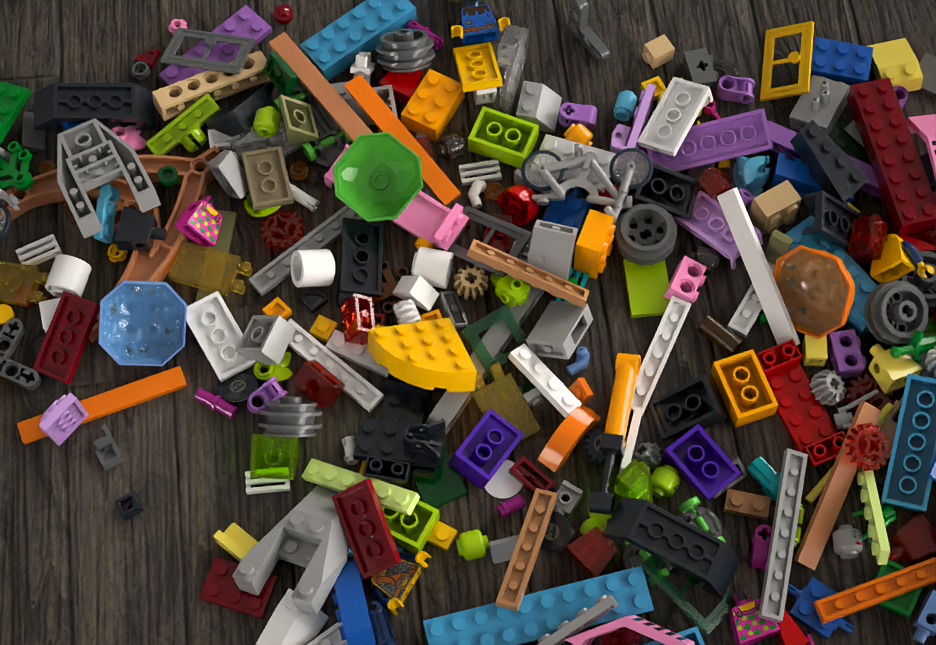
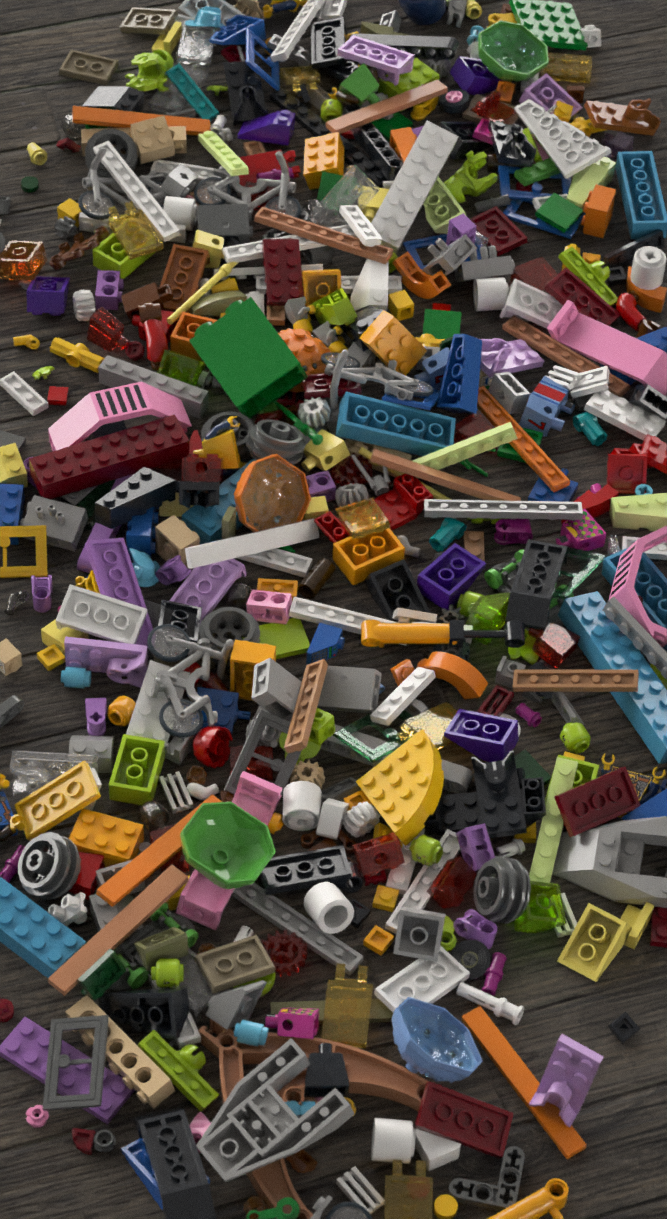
camera: 105 degrees left, 15 degrees down
(168, 176) = (247, 1063): dark green tile -> none
(181, 400) = (499, 1006): none -> white pin
(194, 179) = (251, 1033): none -> medium azure brick
(225, 501) = (594, 942): none -> light yellow slope
(347, 410) = (475, 846): none -> medium lavender brick
(356, 365) = (426, 850): none -> lime head
(632, 326) = (325, 643): none -> blue slope
(653, 411) = (408, 616): none -> white plate
(699, 68) = (24, 621): dark grey brick -> none
(711, 296) = (278, 585): none -> light orange plate
(715, 182) = (162, 586): clear red brick -> none
(758, 430) = (409, 550): none -> light grey arm
(783, 382) = (362, 518): none -> clear yellow plate
(847, 542) = (491, 474): light grey head -> none
(868, 447) = (412, 452): clear red gear -> none

